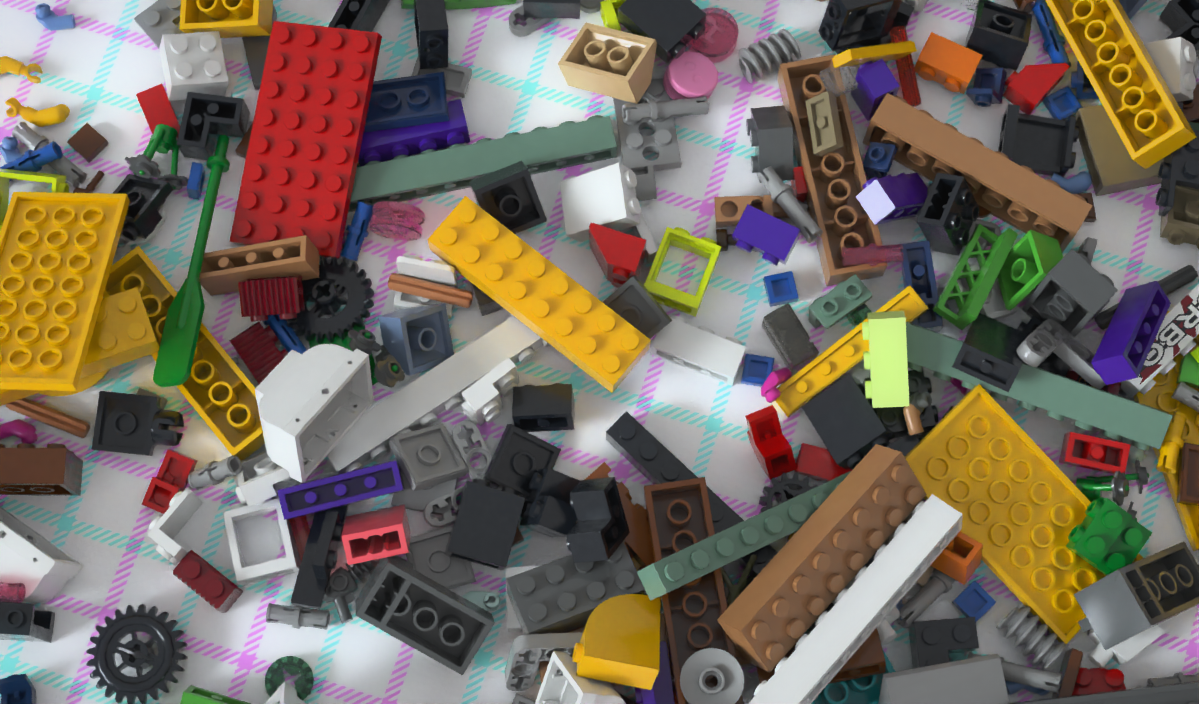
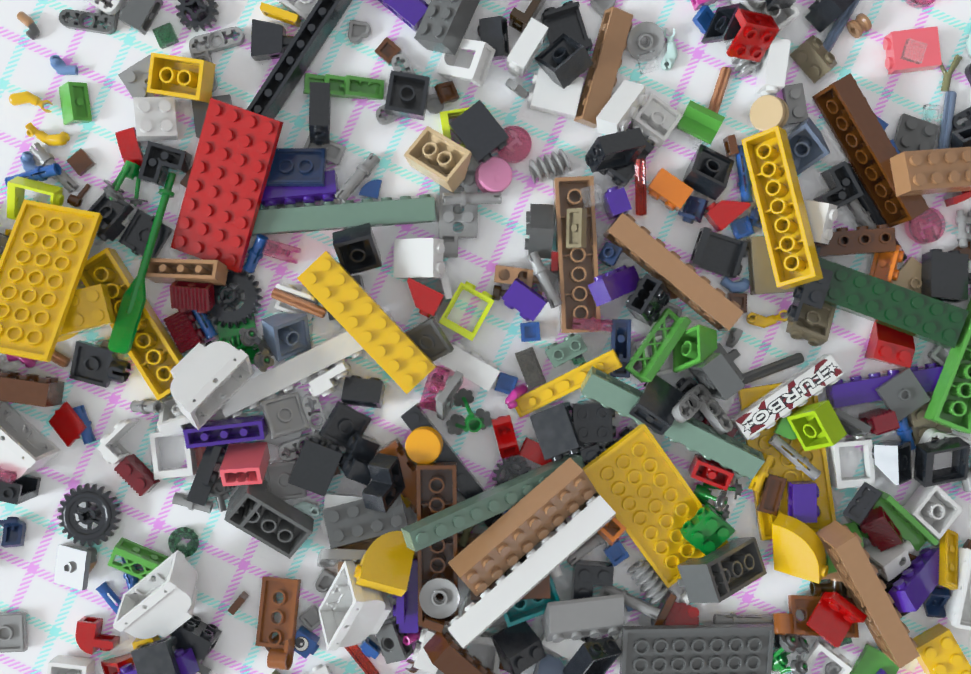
camera: 10 degrees right, 15 degrees up
(74, 63) = (75, 103): none -> bright green panel
(93, 519) = (67, 424): none -> red piece
(118, 518) = (87, 435): none -> blue pin
(169, 480) = (119, 404): red slope -> none
(181, 224) = (138, 232): none -> black plate
(196, 180) = (151, 201): blue tile -> none
(500, 98) = (362, 172): none -> light grey pin
(515, 122) = (371, 189): none -> blue tile
(649, 391) = (435, 382): none -> clear pink bracket
(649, 461) = (424, 445): none -> light orange head
(671, 392) = (444, 398): none -> light grey plate
(717, 422) = (473, 421): none -> dark grey plant
(861, 55) = (618, 182): yellow tile -> none
(886, 359) = (586, 402): yellowish green brick -> none
(917, 403) = (602, 429): arm -> none
(1122, 229) = (762, 321): none -> yellow arm
(1131, 333) = (750, 403): dark purple brick -> none

